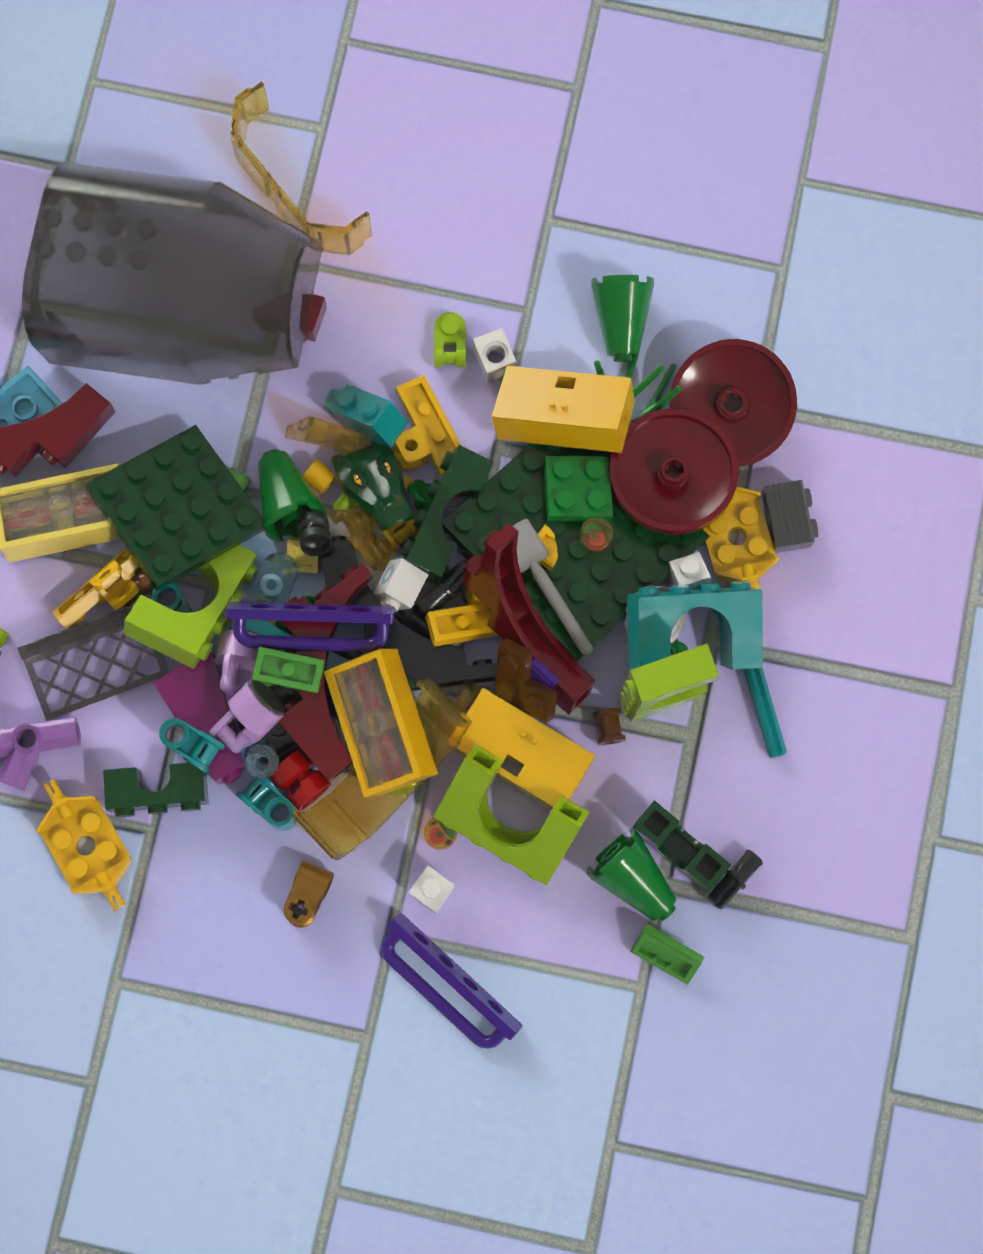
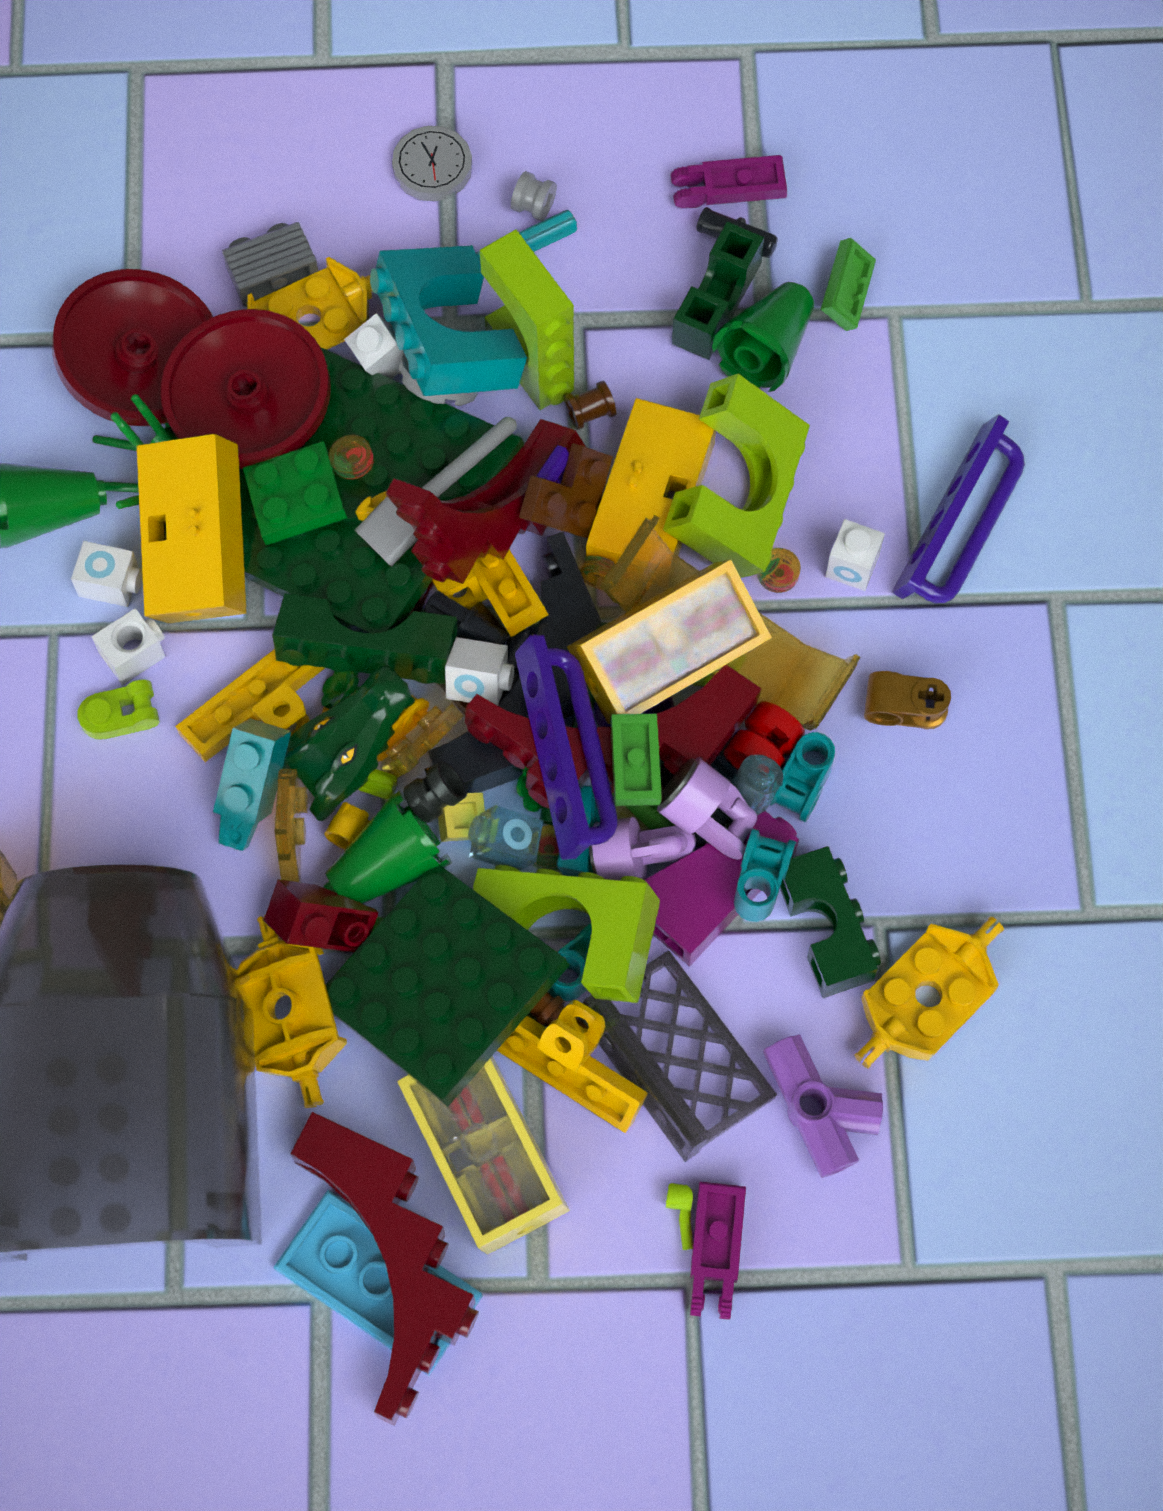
camera: 100 degrees left, 10 degrees down
(220, 411) = (308, 1035): none -> yellow plate
(249, 436) = (318, 917): none -> dark red slope
(555, 348) = (106, 574): none -> white brick
(783, 890) = (730, 181): none -> magenta hinge
(803, 728) = (533, 196): none -> light grey wheel
(855, 660) = (432, 163): none -> light grey tile

